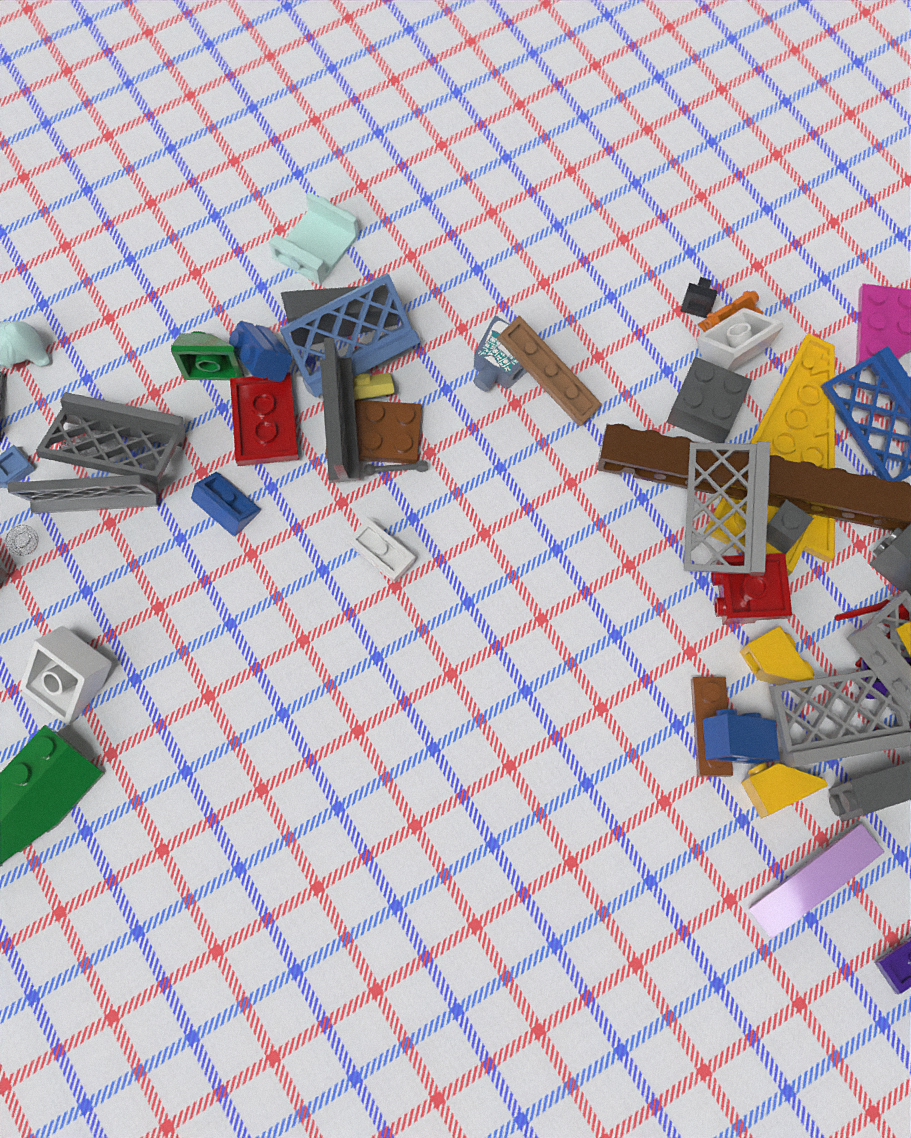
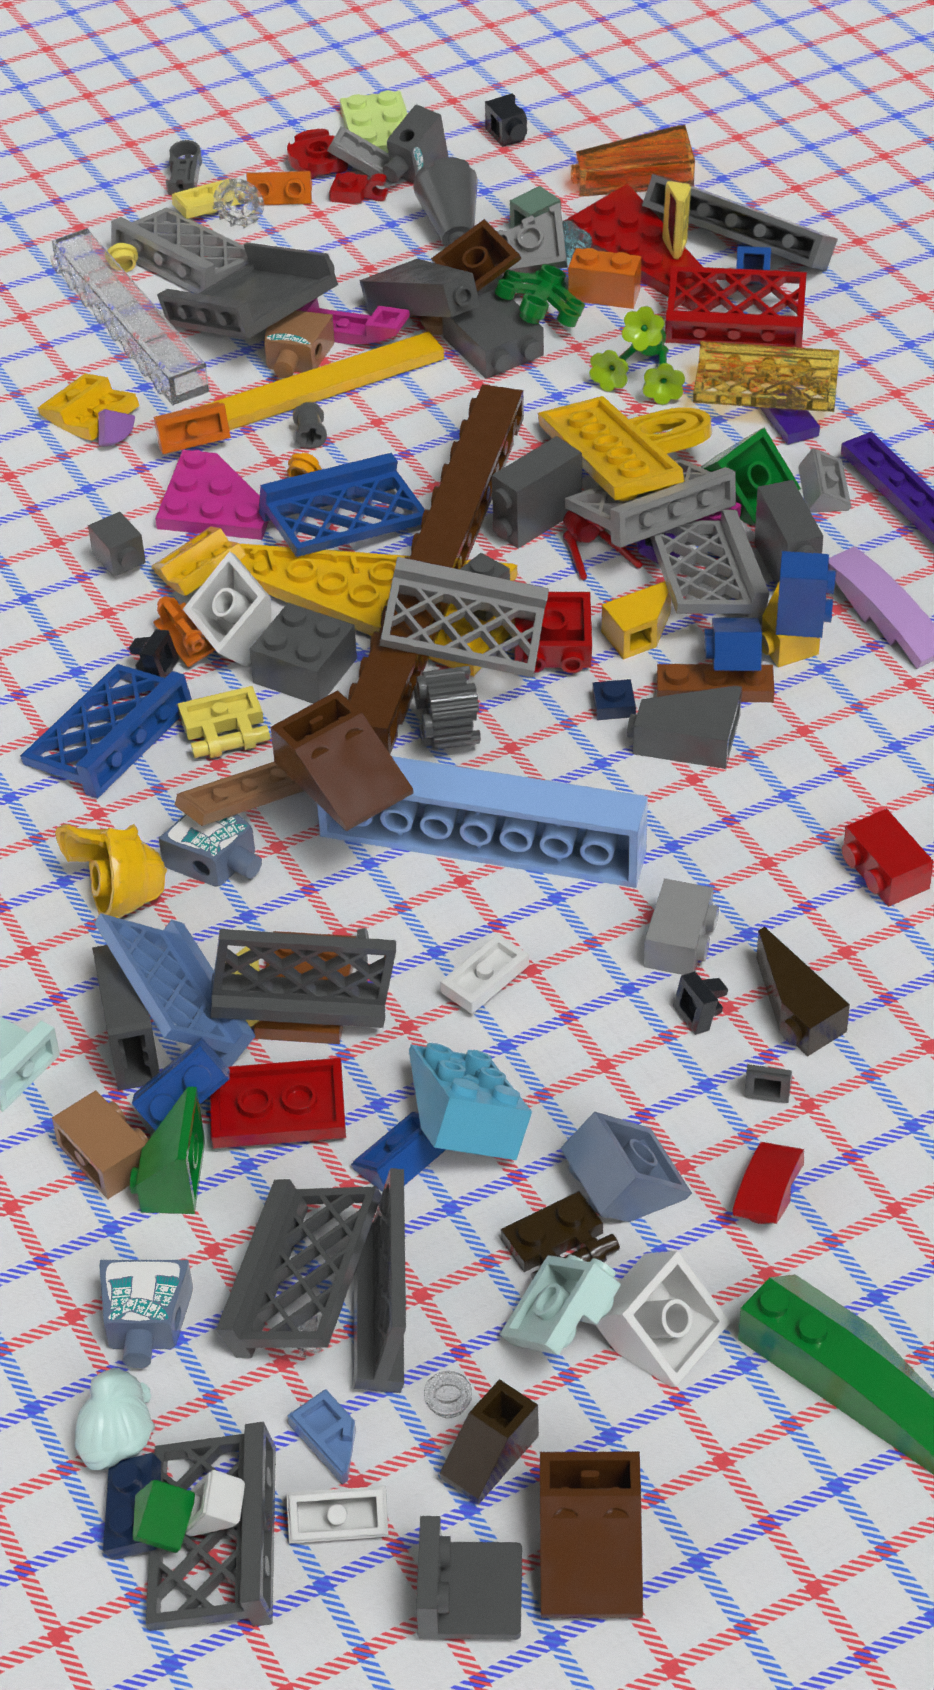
camera: 85 degrees left, 25 degrees down
(63, 604) = (557, 1300): none -> light aqua plate
(98, 351) = (144, 1305): none -> torso
(150, 604) = (557, 1230): none -> dark brown plate
(176, 753) = (768, 1182): none -> red slope
(193, 652) = (623, 1168): none -> sand blue slope
(229, 307) = (100, 1142): none -> medium nougat brick
(251, 537) = (467, 1102): none -> medium azure slope
(276, 757) = (768, 1083): none -> dark grey slope
(349, 705) = (698, 1001): none -> black tile
(350, 781) = (802, 1002): none -> dark brown slope
(424, 692) = (680, 927): none -> light grey brick
(470, 296) = (121, 866): none -> yellow head
(504, 860) = (887, 857): none -> red brick
(526, 539) = (510, 823): none -> light blue brick
(531, 415) = (339, 760): none -> reddish brown slope
(615, 291) = (122, 740): none -> blue fence
(642, 349) = (223, 713): none -> light yellow plate
(644, 506) = (448, 708): none -> dark grey brick
(649, 703) = (688, 726): none -> dark grey slope
(684, 643) = (613, 699): none -> dark blue plate
(780, 792) = (803, 594): none -> blue brick
(810, 317) = (196, 560): none -> yellow slope
(820, 256) = (116, 544): none -> dark grey brick

